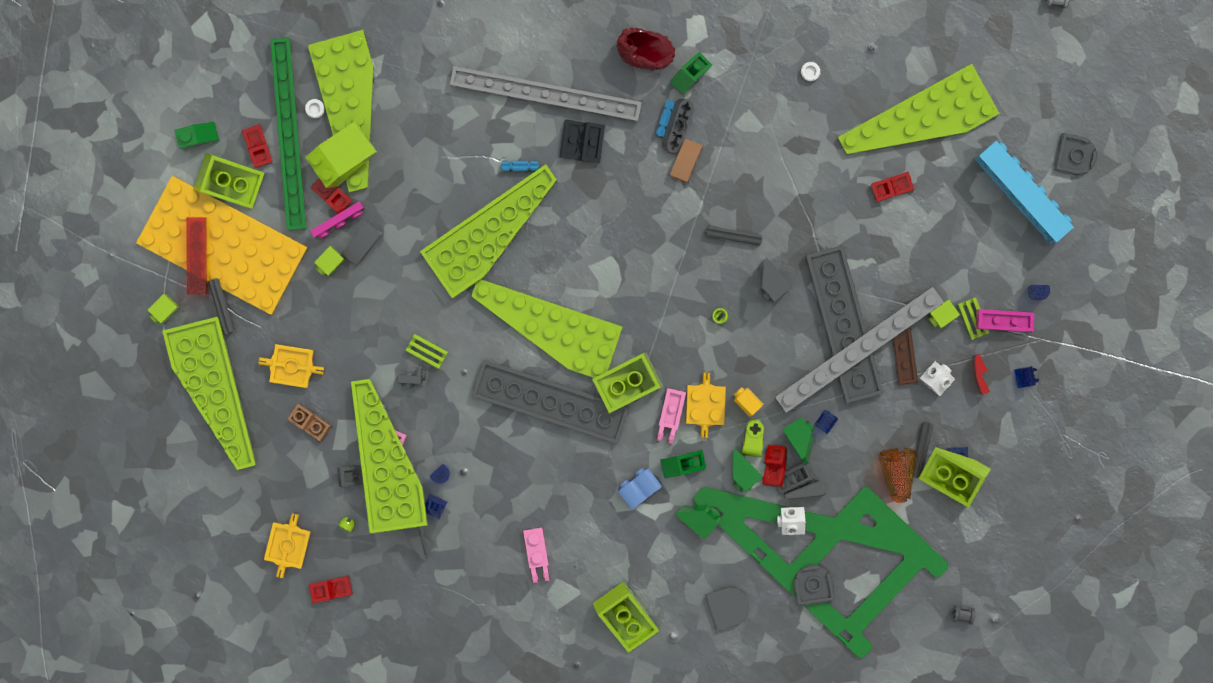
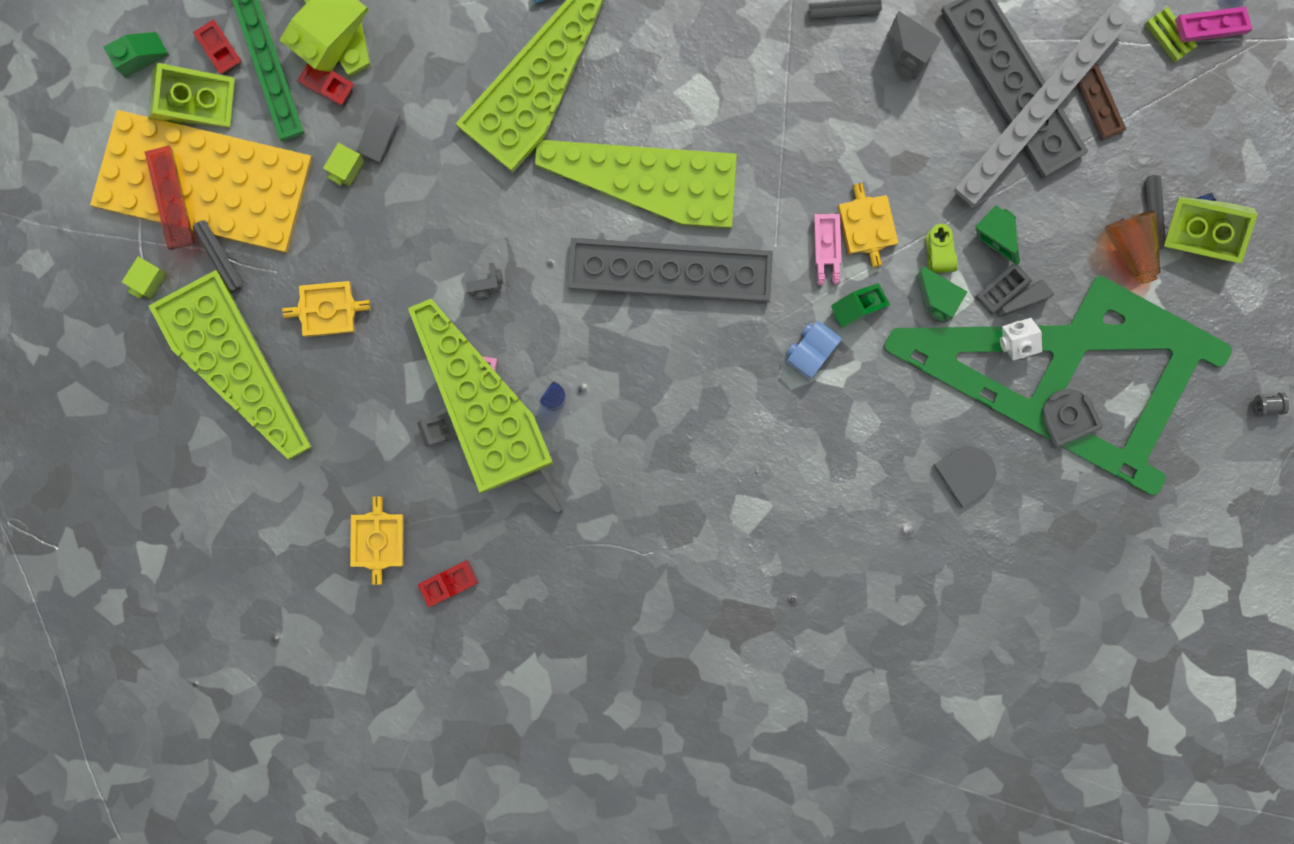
camera: 20 degrees left, 5 degrees down
(309, 422) = (368, 375): medium nougat slope -> none
(338, 221) = (341, 112): dark pink plate -> none
(346, 525) = (448, 495): lime hinge -> none
(412, 343) = (499, 238): lime tile -> none
(435, 506) = (557, 440): clear blue tile -> none
(536, 552) = (702, 466): bright pink hinge -> none
(625, 617) = (840, 519): lime slope -> none
(627, 382) = (763, 218): lime slope -> none
(699, 518) = (902, 368): green slope -> none
(717, 314) = (852, 106): lime hinge -> none
(747, 401) = (921, 202): yellow brick -> none
(775, 466) = (977, 278): red slope -> none
(826, 421) = (1026, 206): clear blue brick -> none
(938, 378) = (1151, 115): white brick -> none
(943, 314) = (1134, 36): lime brick -> none
(978, 369) = (1196, 90): red slope -> none
(1025, 377) = (1258, 87): clear blue tile -> none

